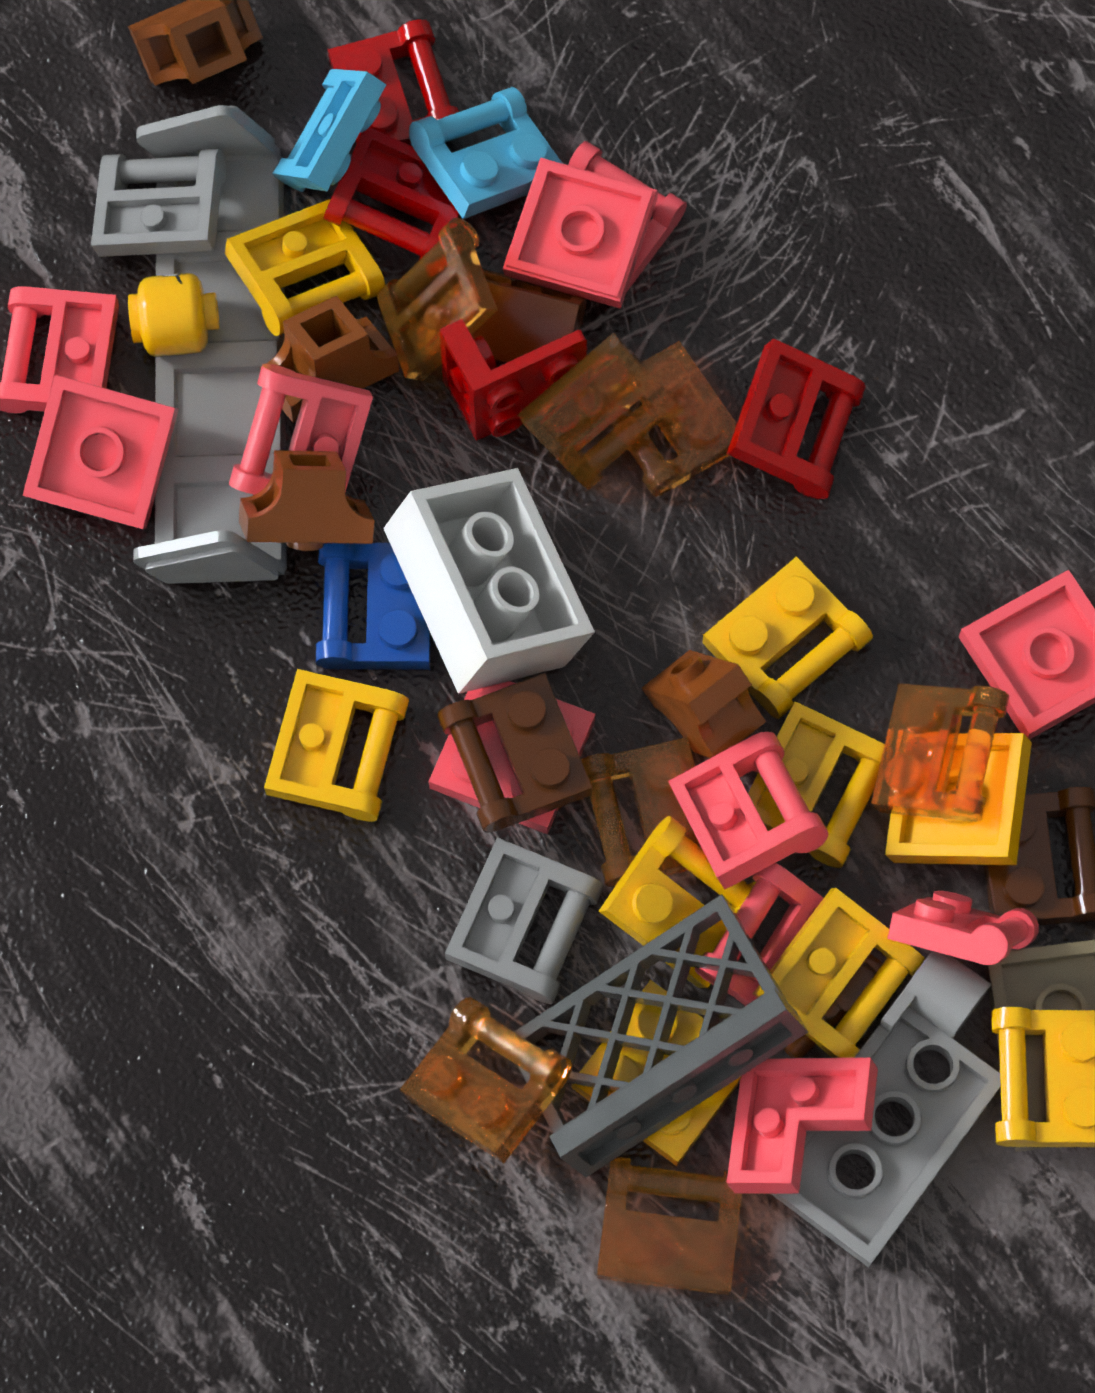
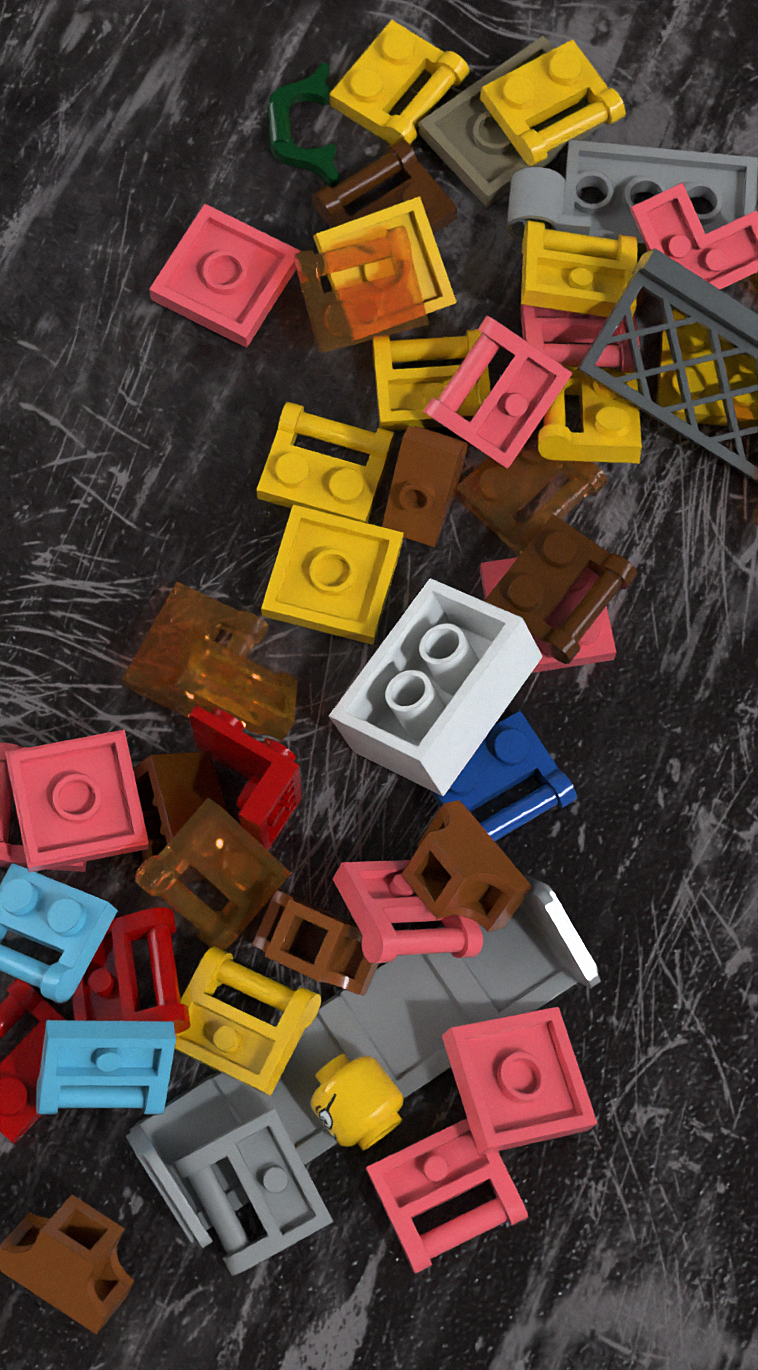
camera: 125 degrees left, 0 degrees up
(315, 740) = (639, 757): yellow plate -> none
(503, 913) = (677, 538): light grey plate -> none
(667, 575) = (332, 574): none -> yellow plate
(779, 412) = (140, 551): red plate -> none
(956, 929) = (500, 217): coral plate -> none

